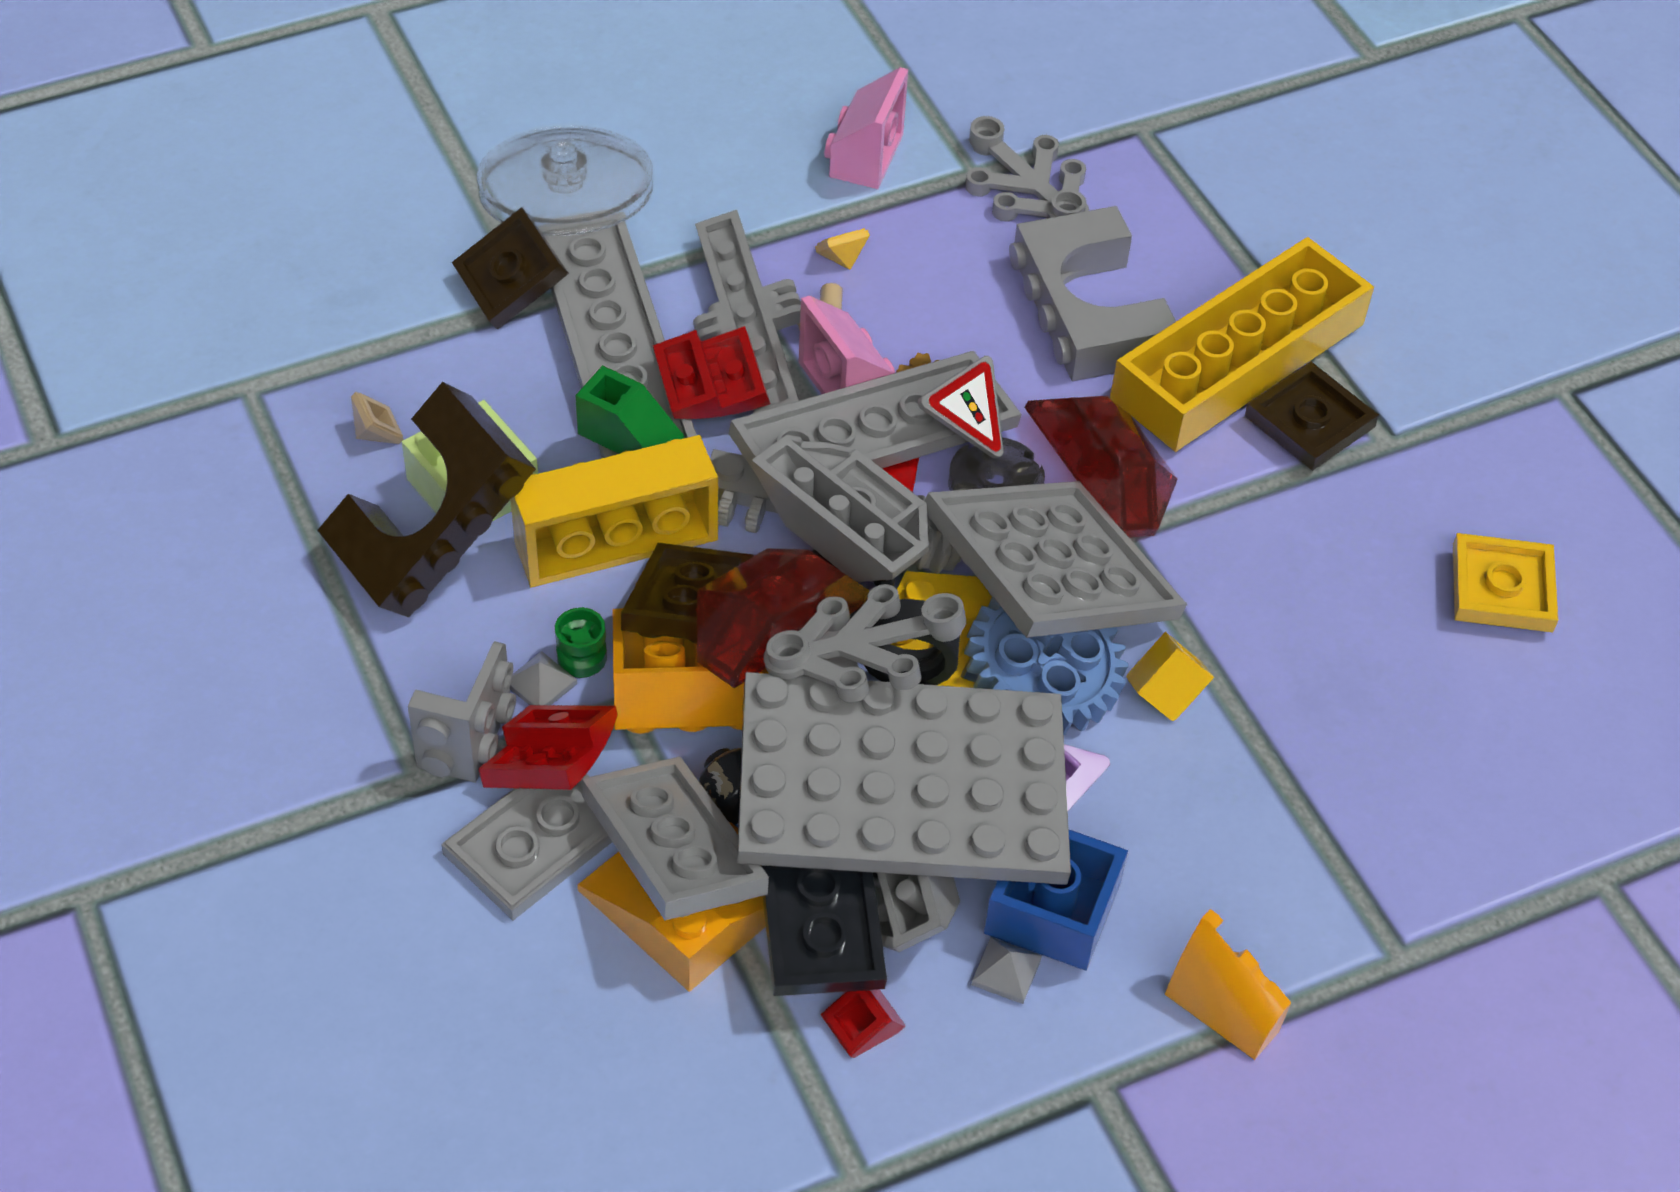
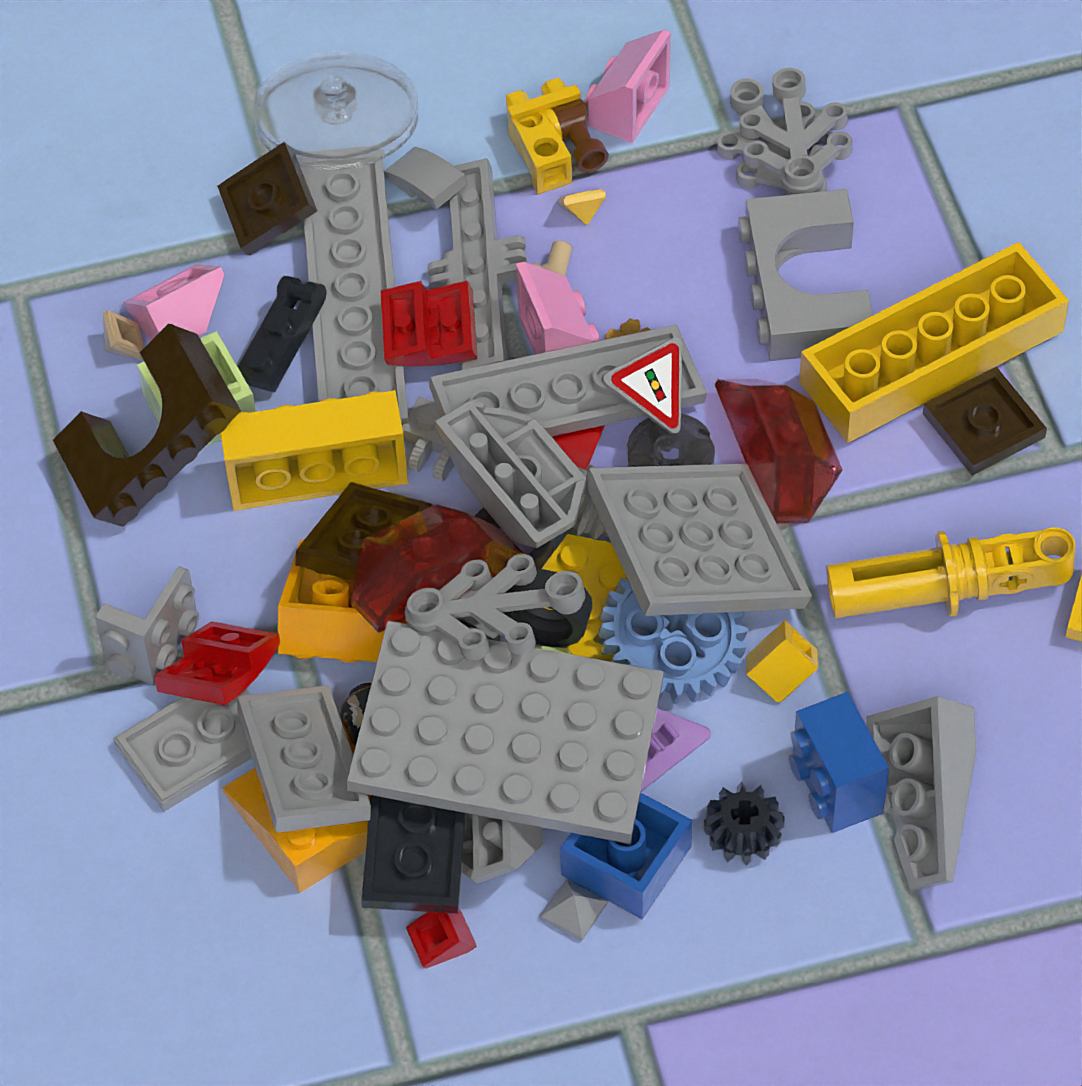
camera: 15 degrees right, 5 degrees up
(412, 384) = (180, 300): none -> bright pink slope
(541, 681) = (225, 600): light grey slope -> none
(552, 396) = (281, 333): none -> black plate
(581, 642) = (263, 569): green wheel -> none
(621, 413) = (336, 360): green slope -> none
(676, 231) = (427, 176): none -> light grey slope
(788, 183) = (543, 125): none -> yellow hips
(1063, 193) = (801, 171): none -> light grey plant
(1174, 851) = (745, 807): none -> black gear
(1227, 990) = (755, 953): light orange slope -> none
(1266, 771) = (838, 763): none -> blue brick
(1324, 565) = (951, 572): none -> yellow piece
(1355, 777) = (928, 783): none -> light grey wedge

